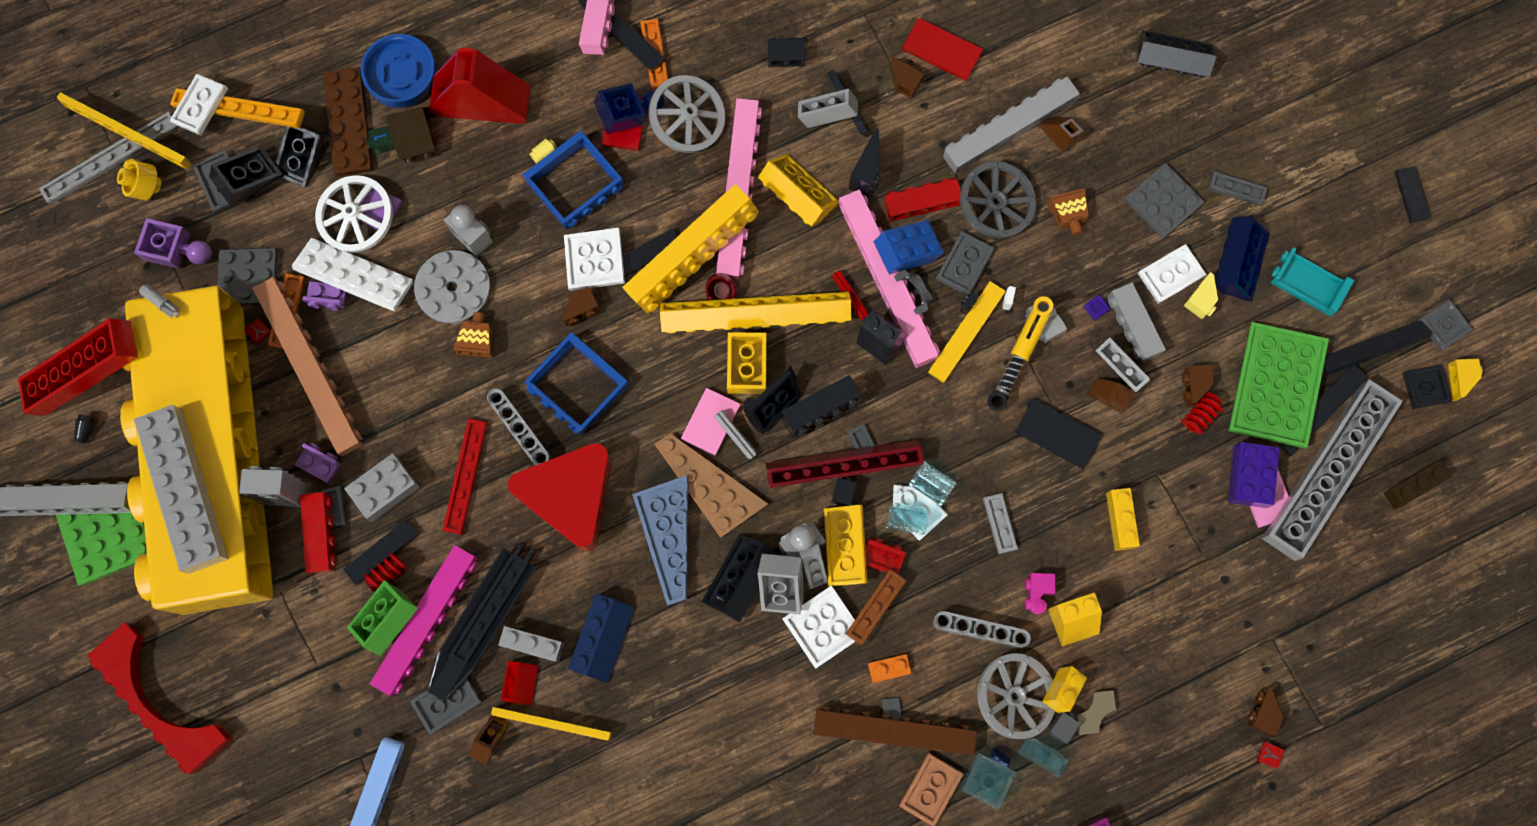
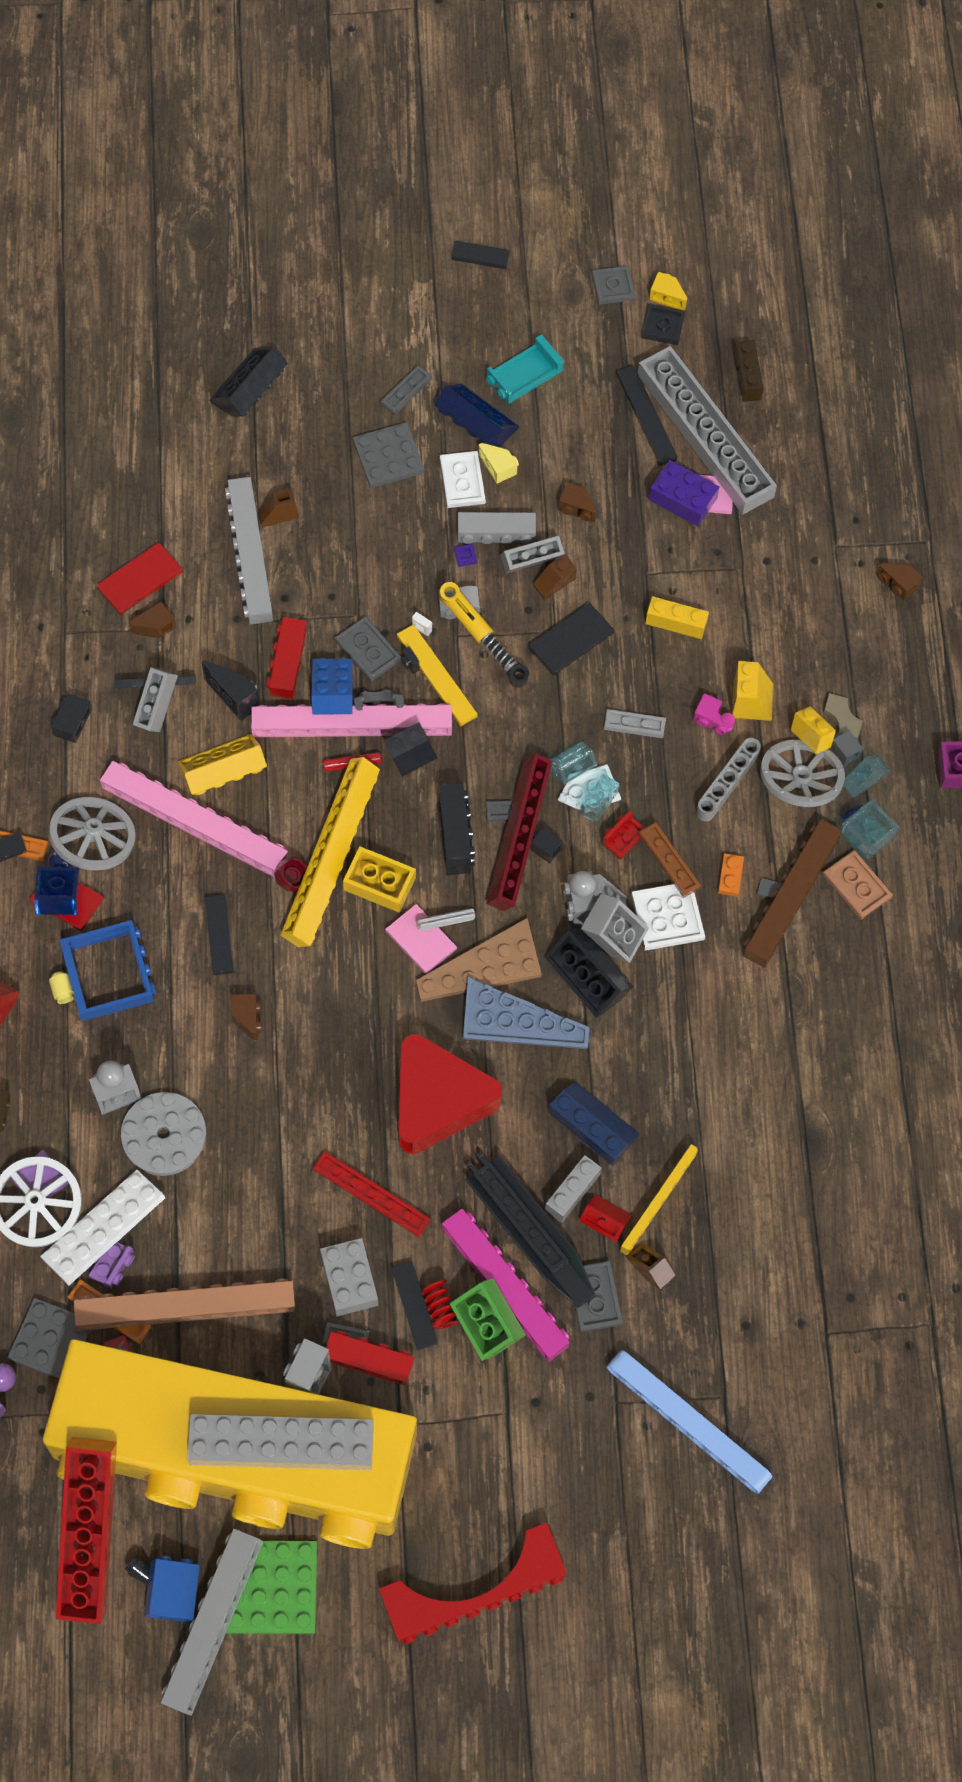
camera: 70 degrees left, 10 degrees down
(71, 457) = (171, 1589): none -> blue brick
(161, 302) = (65, 1399): light grey piece -> none
(317, 463) = (285, 1338): medium lavender bracket -> none
(475, 338) = (231, 1128): dark orange torso -> none
(514, 421) = (355, 1113): light grey beam -> none
(548, 364) = (312, 1019): blue window -> none
(594, 259) = (202, 982): white plate -> none
(691, 249) = (242, 879): yellow brick -> none
(767, 407) = (432, 877): black slope -> none
(845, 545) = (587, 855): yellow tile -> none
(1000, 198) = (321, 593): dark grey wheel -> none
(1069, 210) = (360, 536): dark orange torso -> none
(1202, 412) = (608, 509): red piece -> none
(1270, 755) = (937, 592): red tile -> none
(1278, 385) = (609, 438): bright green plate -> none
(1375, 347) = (609, 349): black tile -> none

